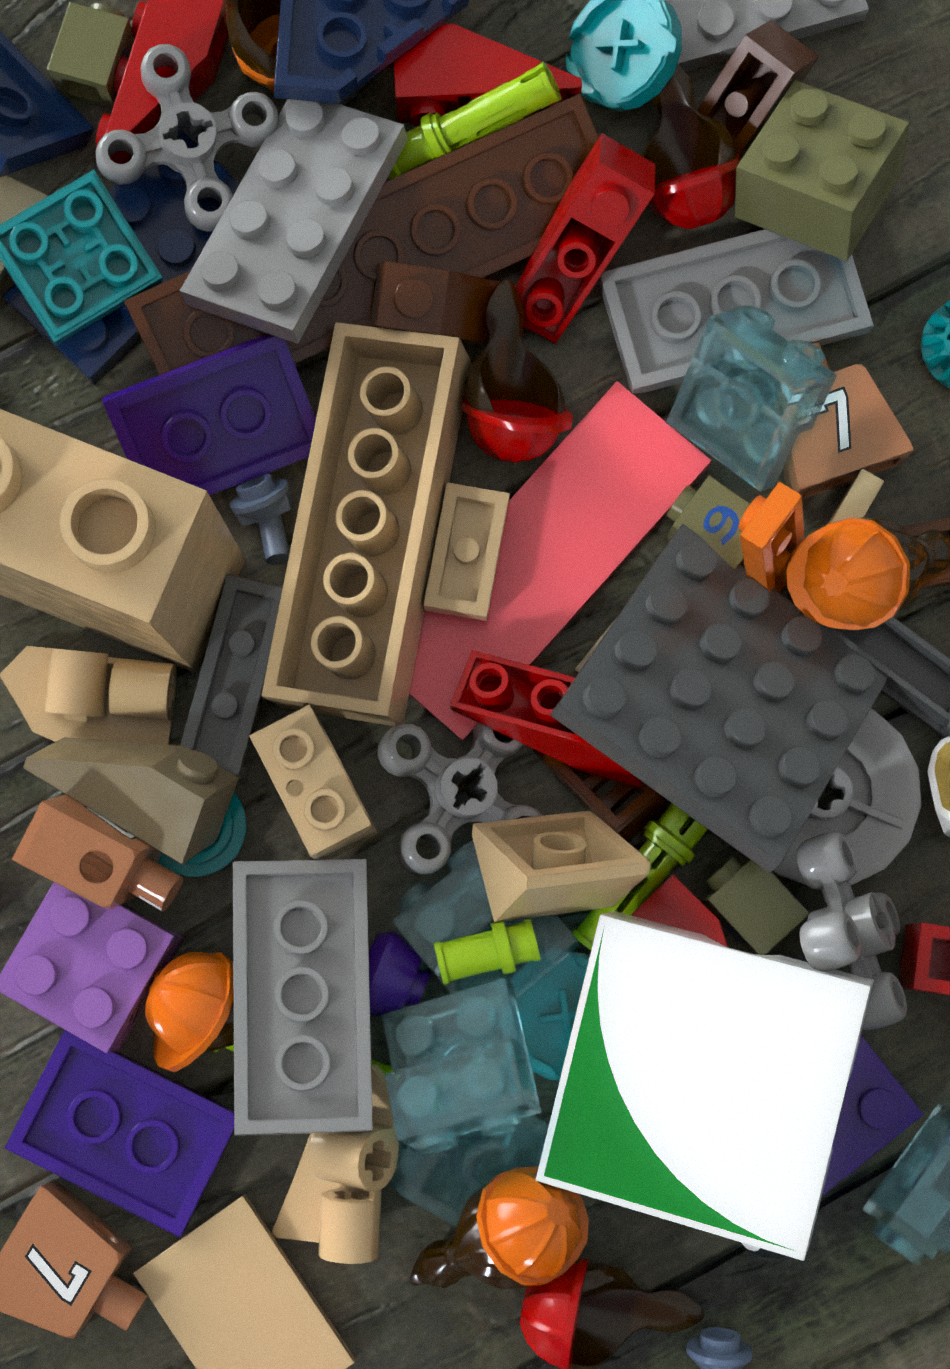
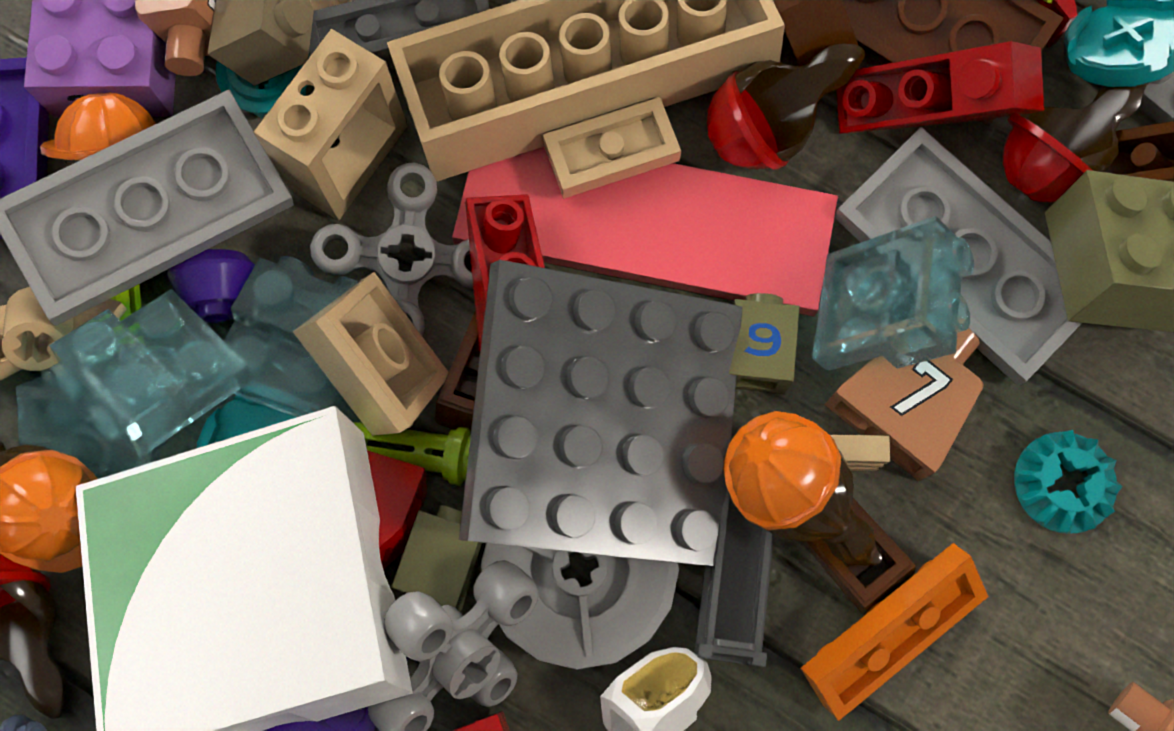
camera: 60 degrees right, 5 degrees down
(487, 951) = (273, 348): lime pin -> none
(770, 534) = (770, 373): orange plate -> none

